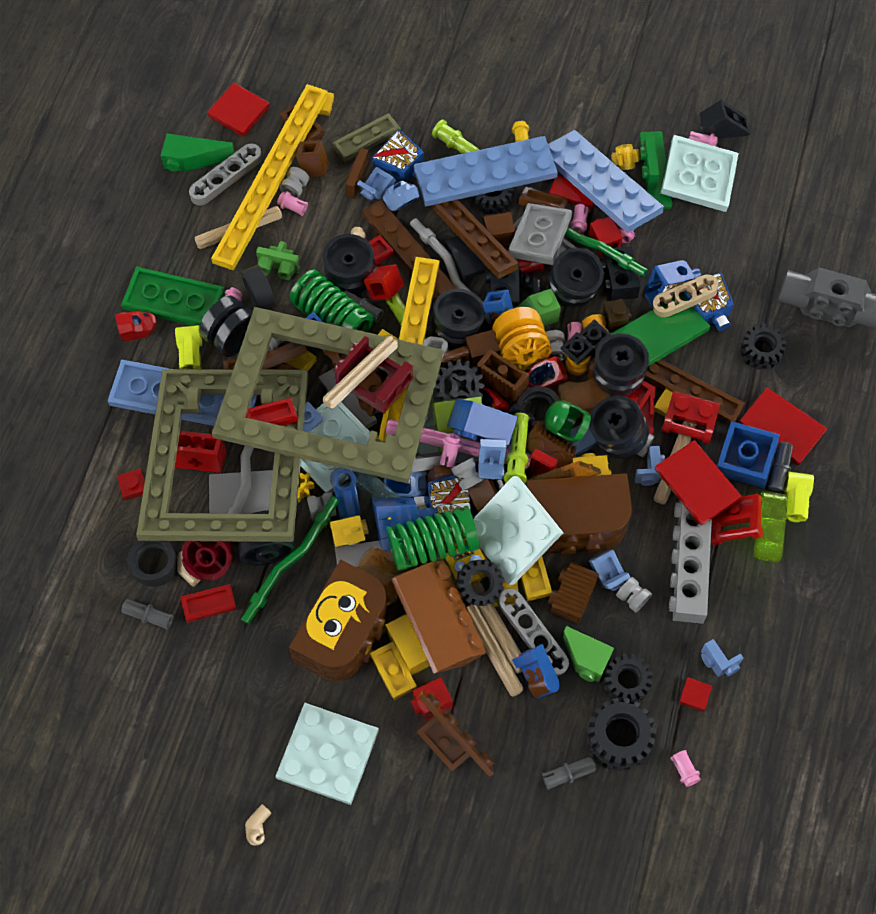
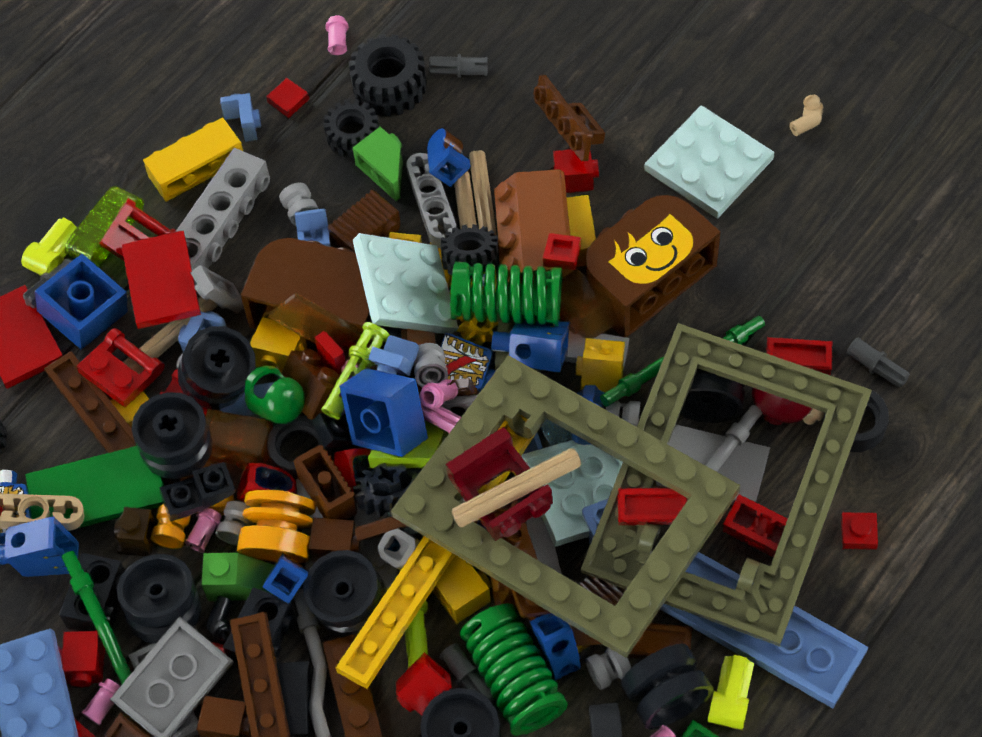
camera: 155 degrees left, 5 degrees down
(393, 671) = (604, 205): yellow plate -> none
(402, 580) = (562, 251): none -> red plate
(653, 494) = (217, 288): none -> light grey plate
(737, 606) = (191, 159): none -> yellow brick

